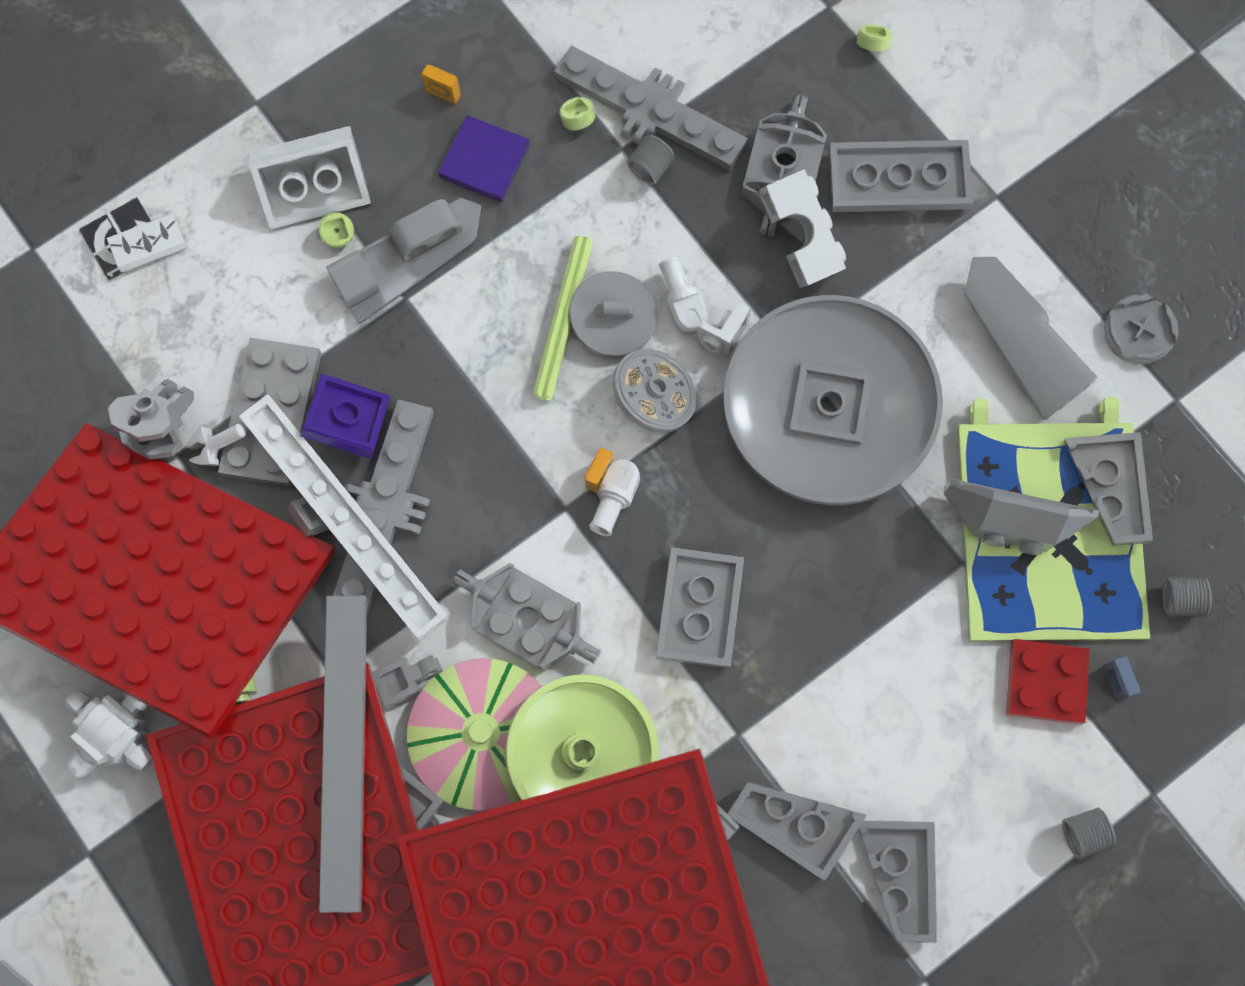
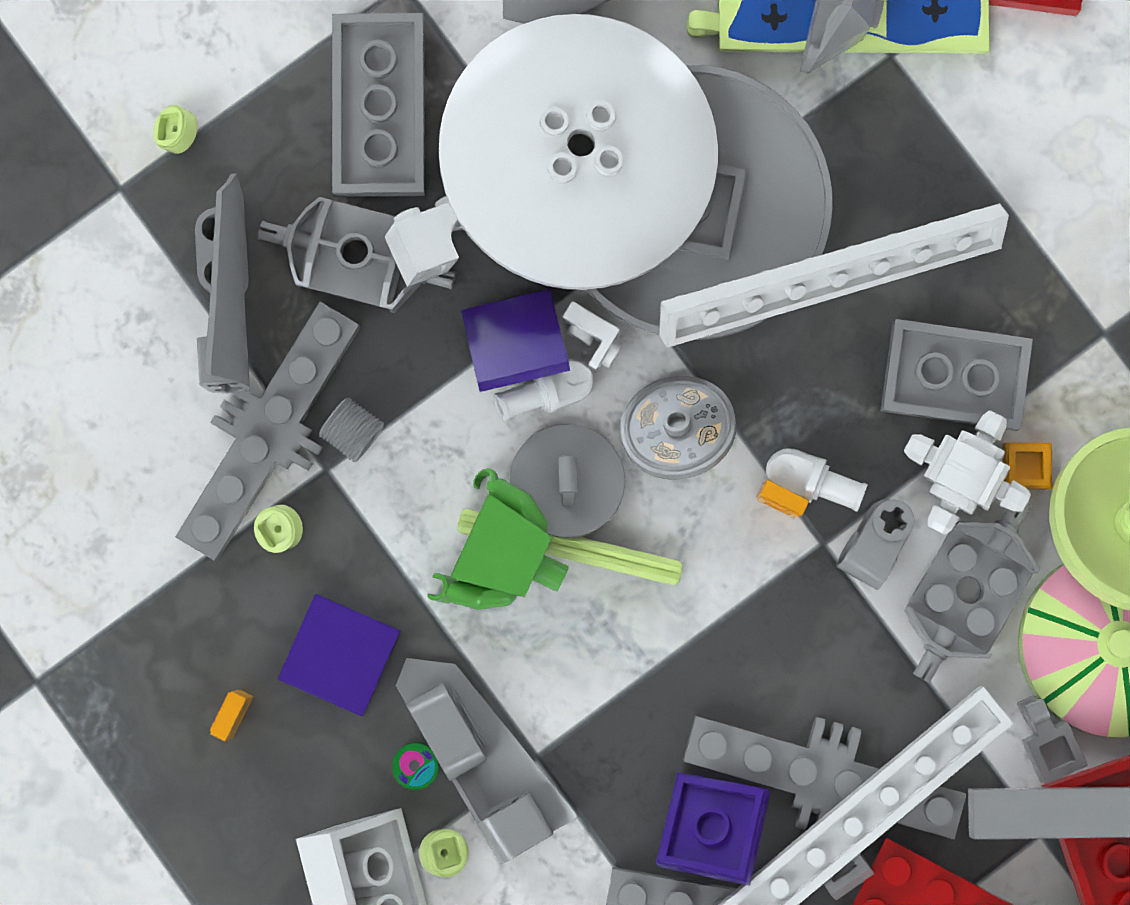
camera: 90 degrees left, 10 degrees up
(398, 207) = (415, 766): none -> tile
(559, 259) = (501, 551): none -> bright green torso
(560, 540) = (871, 550): none -> light grey piece
(619, 610) = (967, 472): none -> white piece
(628, 666) = (1029, 464): none -> light orange tile
(720, 271) = (515, 340): none -> dark purple tile
(763, 69) = (224, 274): none -> light grey panel
(776, 500) = (831, 275): none -> white plate
(856, 354) = (567, 214): none -> white dish

